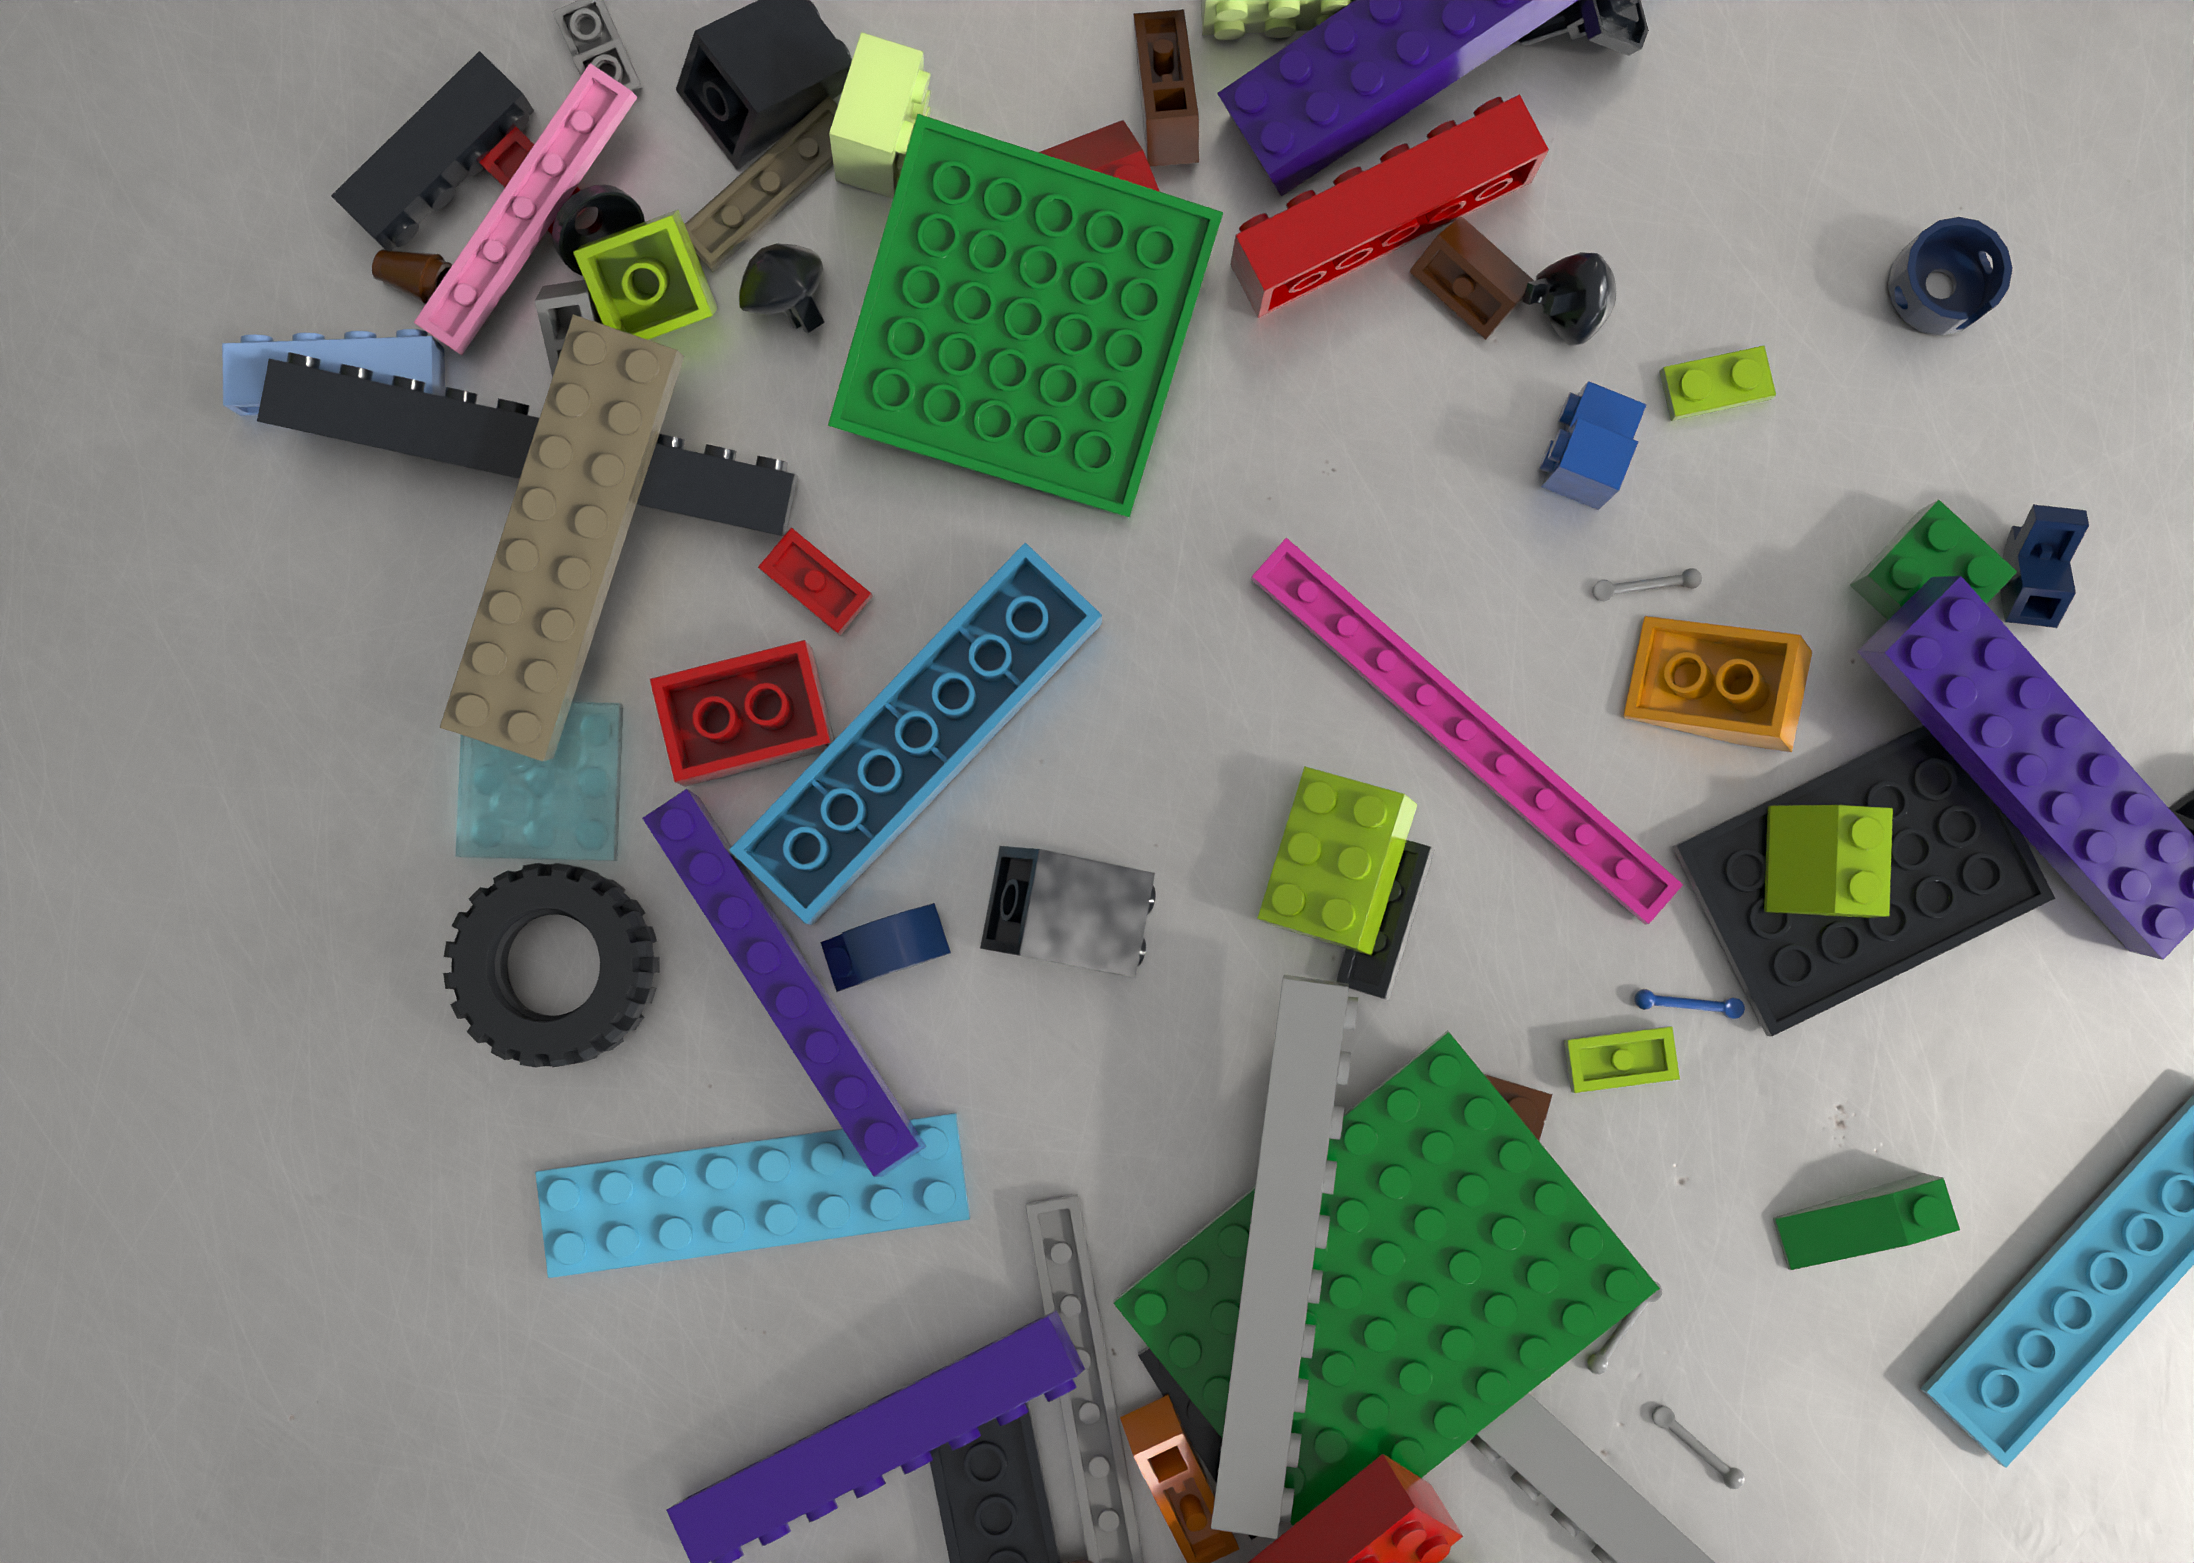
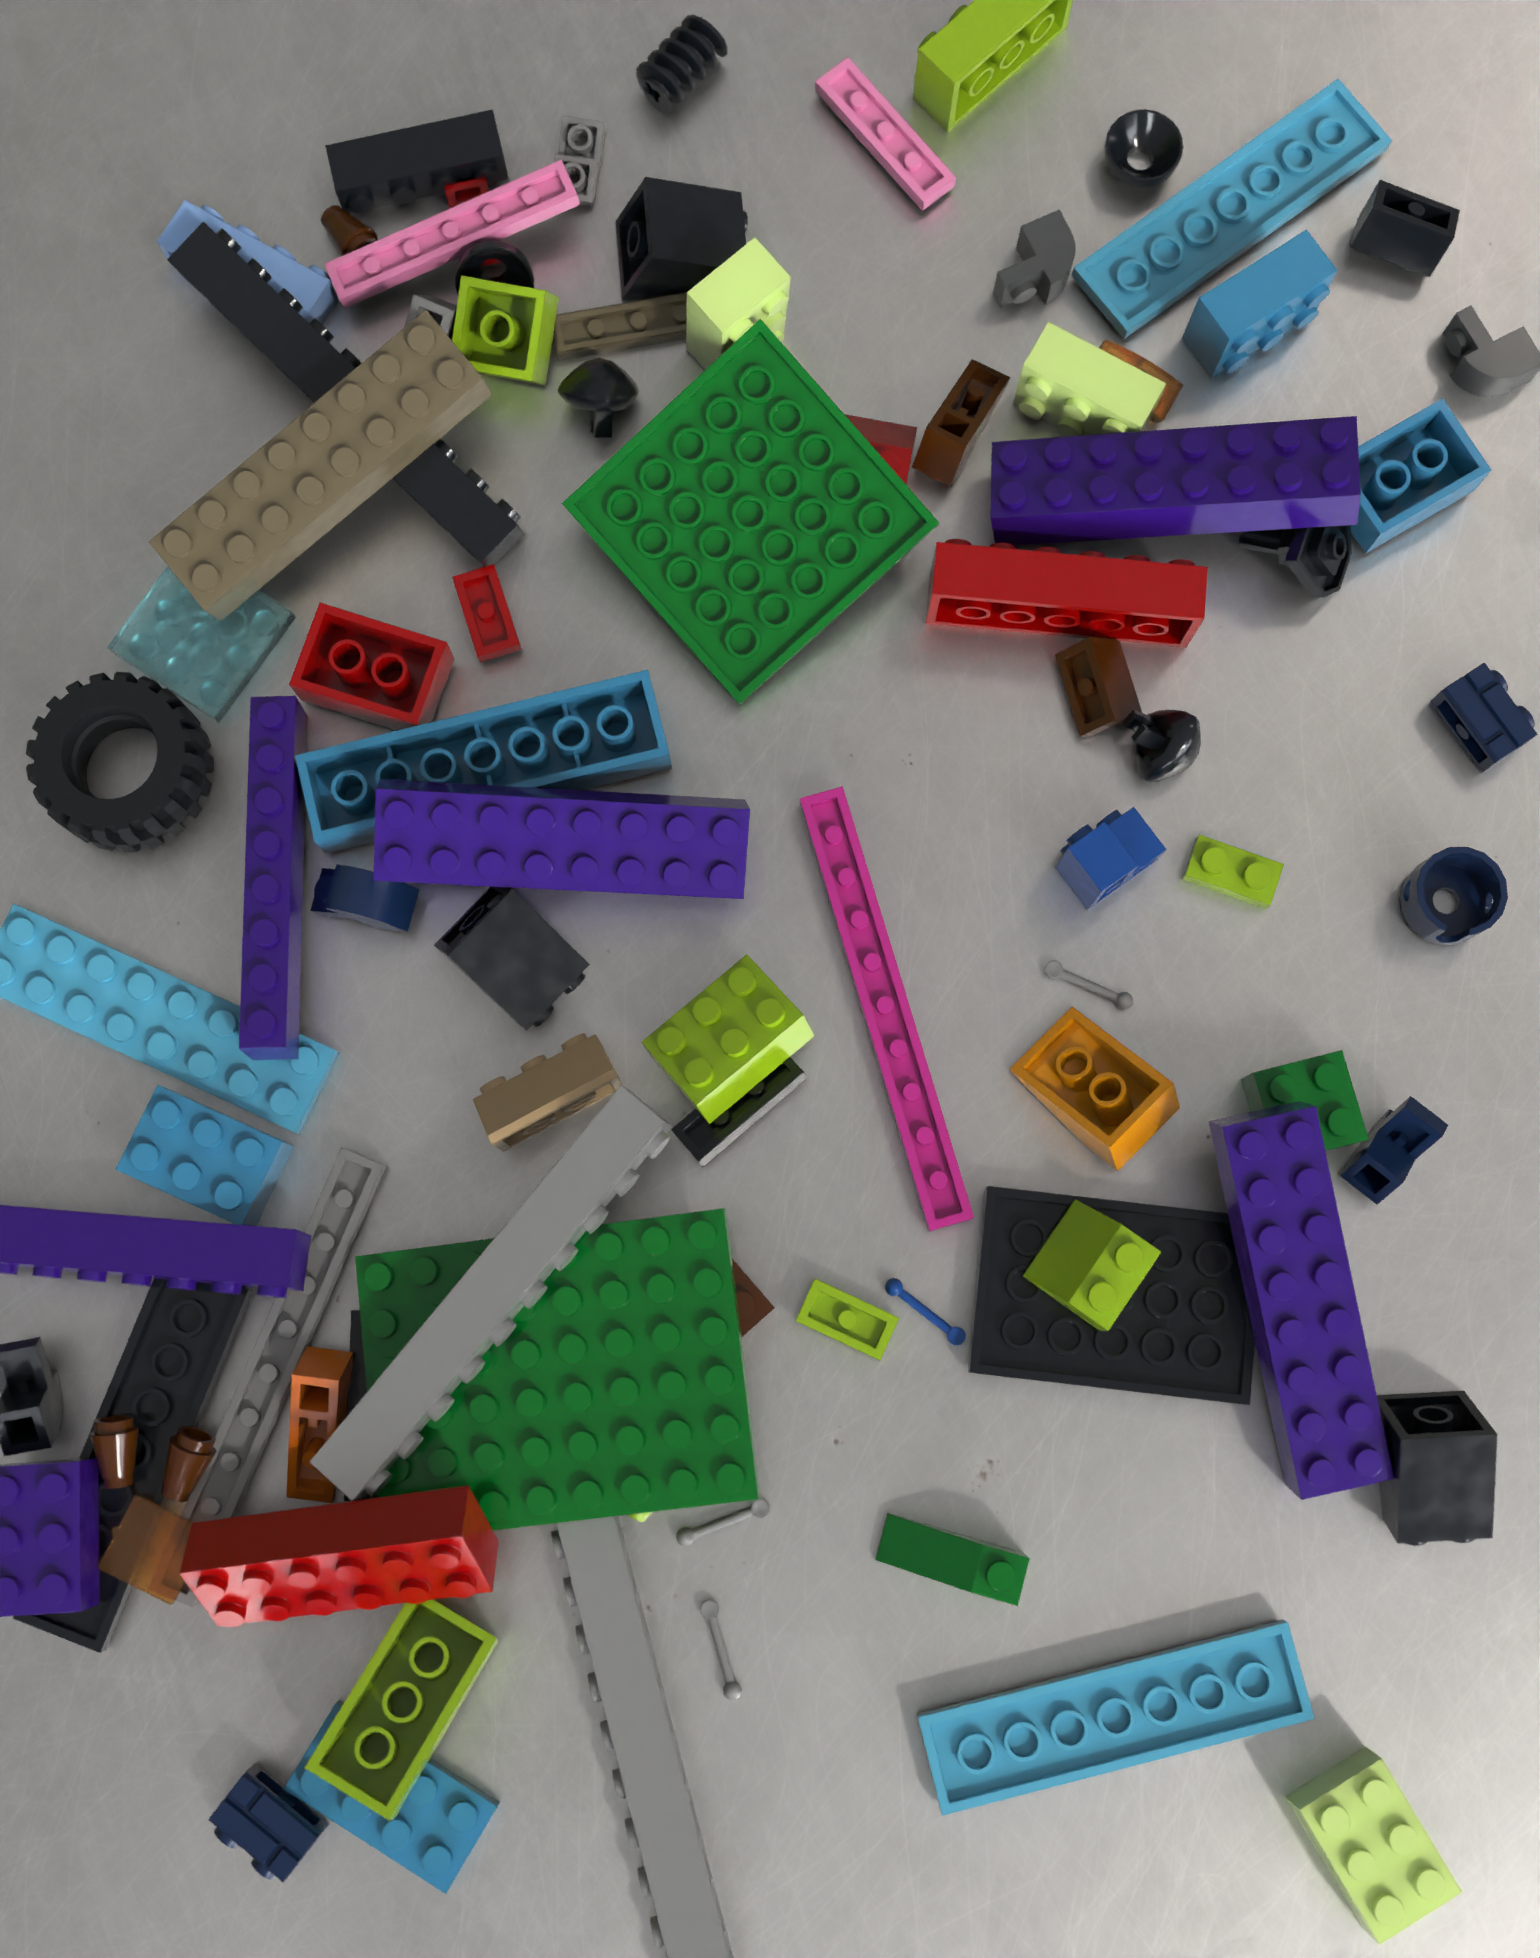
camera: 30 degrees right, 5 degrees down
(898, 1300) = (205, 1157): none -> dark azure brick
(1050, 768) = (560, 839): none -> dark purple brick
(1192, 1023) = (546, 1091): none -> tan slope
(1870, 74) = (1484, 716): none -> dark blue brick

